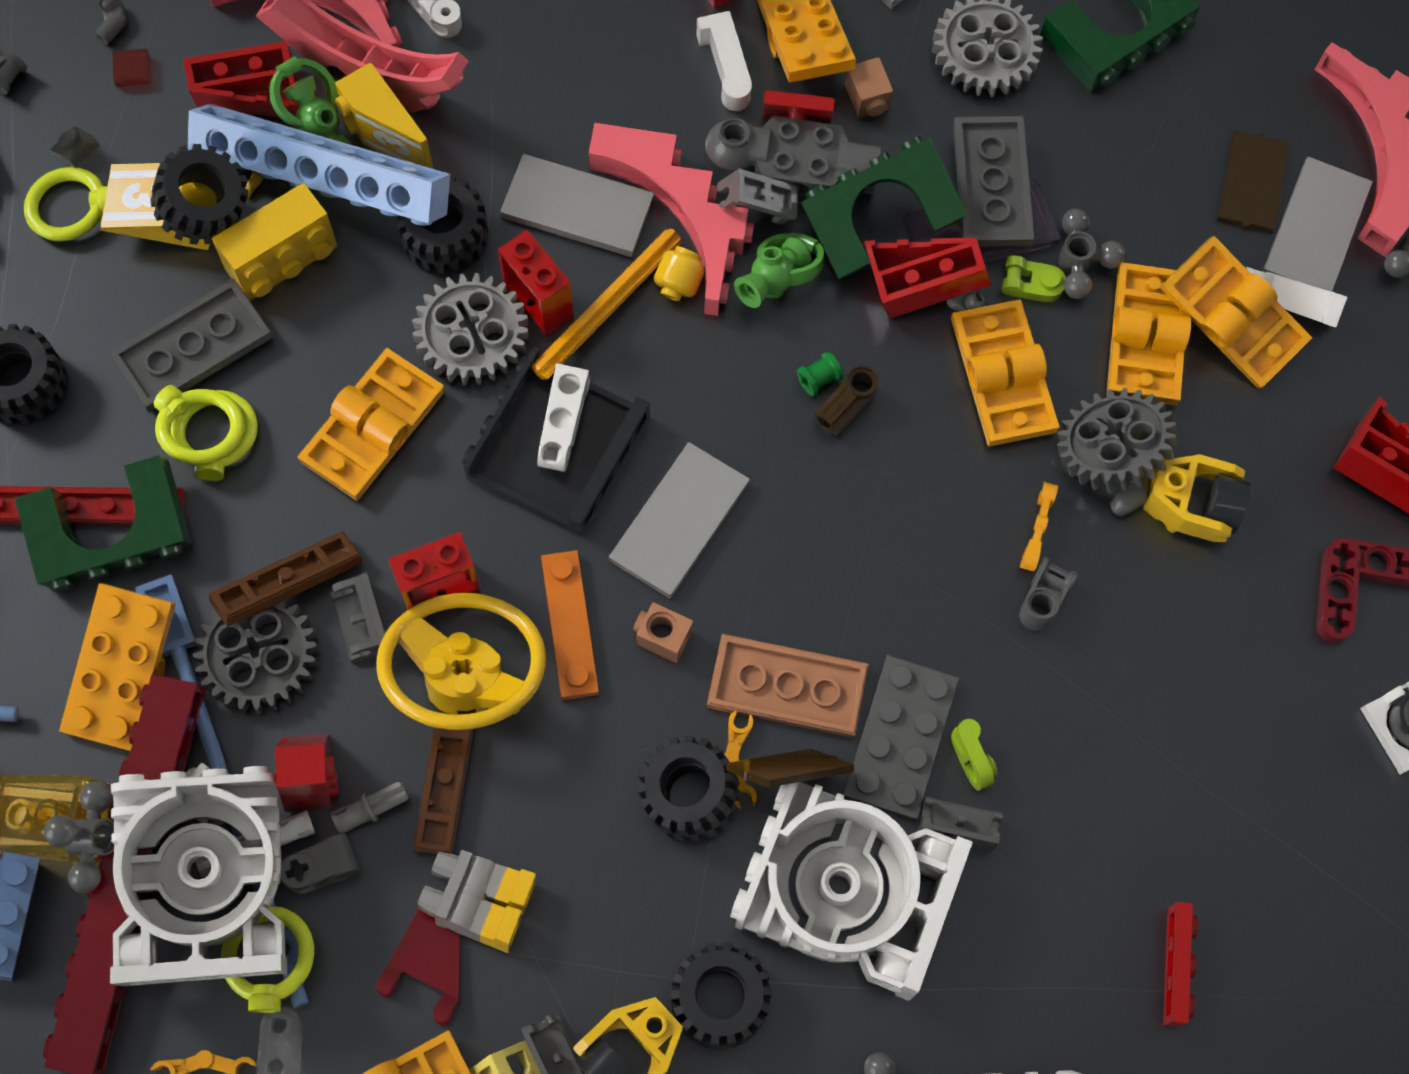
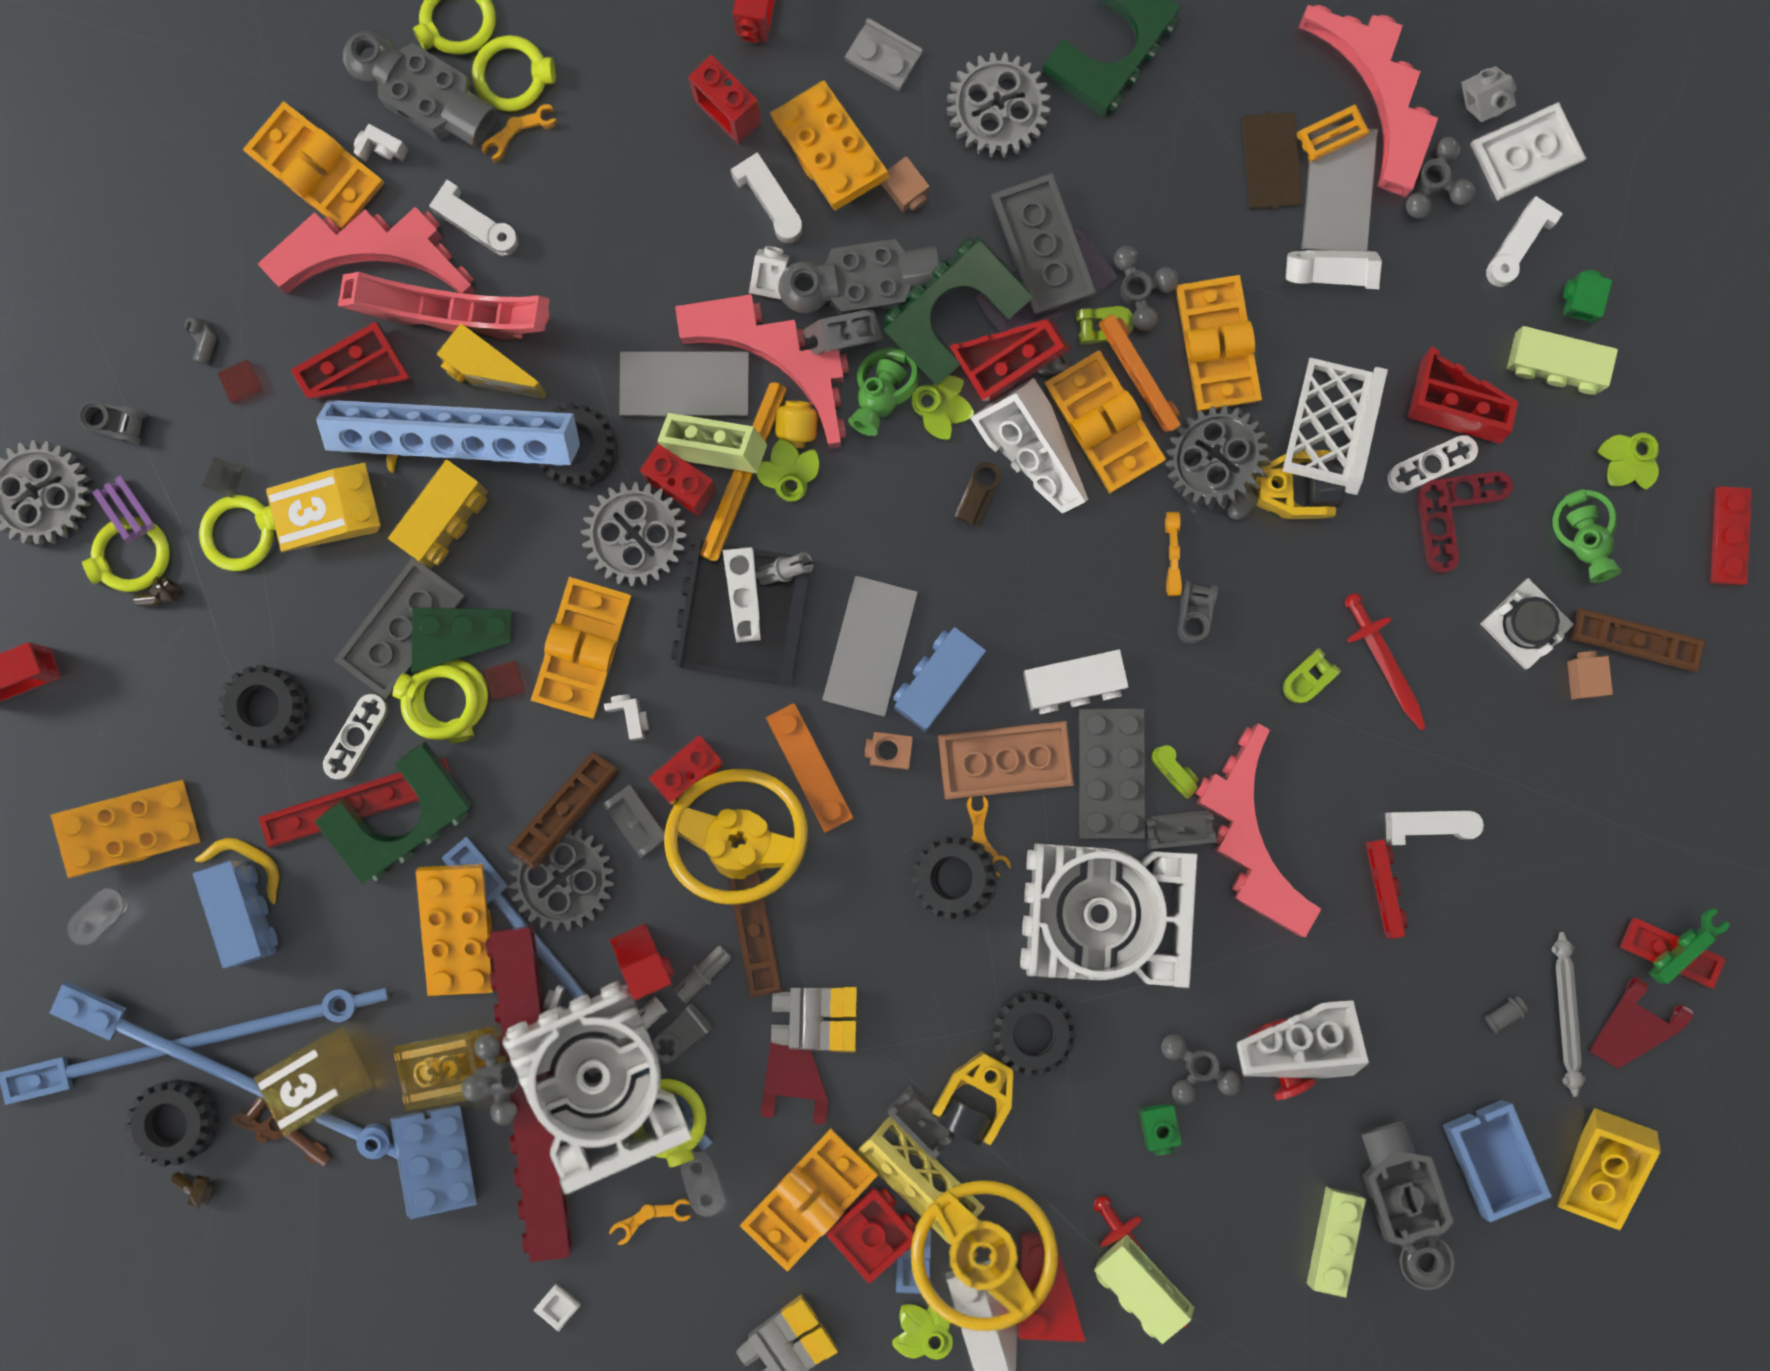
camera: 15 degrees left, 15 degrees up
(99, 423) = (350, 761): none -> white beam
(204, 168) = (376, 479): black tyre -> none
(245, 364) = (453, 633): none -> dark green wing
(277, 432) = (504, 680): none -> clear red tile
(314, 113) = (426, 382): bright green piece -> none
(400, 512) = (636, 720): none -> white bracket
(590, 258) = (713, 442): none -> yellowish green brick
(616, 405) = (784, 568): none -> light grey axle
(656, 310) = (788, 465): none -> lime plate
(698, 124) = (767, 271): none -> white bracket
(742, 569) = (938, 678): none -> medium blue piece
(789, 767) = (1031, 837): dark brown piece -> none
(798, 106) = (850, 233): red plate -> none
(819, 373) = (947, 476): green bush -> none
(841, 309) = (947, 406): none -> lime plate
(892, 623) = (1075, 681): none -> white brick
(920, 361) = (1029, 436): none -> white wedge
(1038, 917) = (1233, 800): none -> coral arch
(1044, 287) = (1163, 411): none -> orange plate
(1142, 708) = (1301, 685): none -> lime plate
(1236, 312) = (1288, 304): light orange plate -> none
(1243, 710) = (1386, 661): none -> red sword
(1276, 464) = (1360, 436): none -> white fence
(1284, 918) = (1459, 823): none -> white leg
(1326, 175) = (1309, 145): none -> light orange tile
(1362, 515) = (1449, 446): none -> white beam

